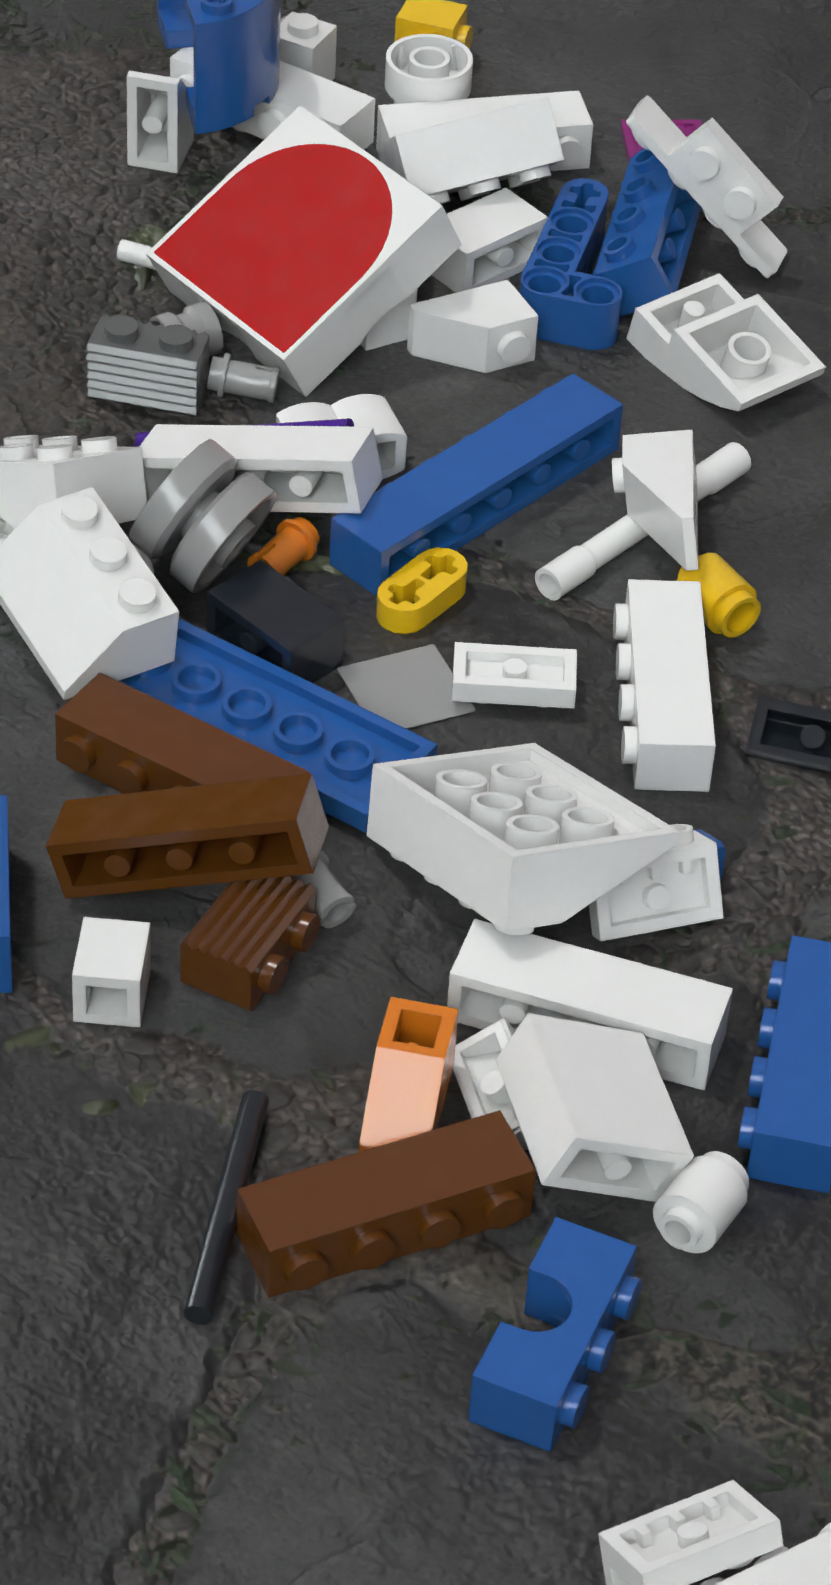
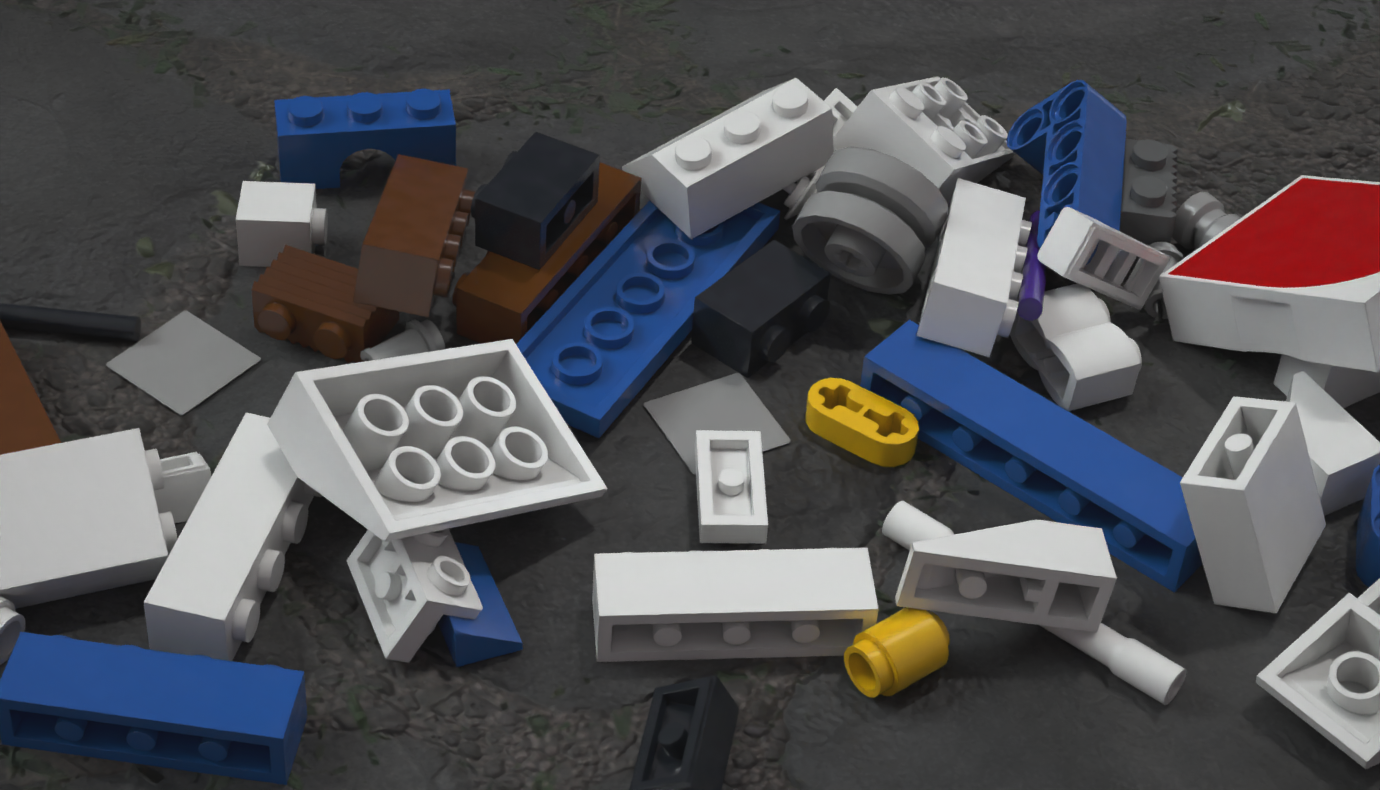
camera: 85 degrees right, 0 degrees up
(145, 387) = (1080, 152): none -> blue beam
(167, 726) = (536, 200): none -> black brick
(270, 384) = (1074, 241): none -> white slope
(294, 542) = (882, 312): orange pin -> none
(299, 1069) = (183, 362): none -> light grey sticker
(409, 1072) = (128, 393): slope -> none
(596, 338) = (1254, 503): none -> white brick

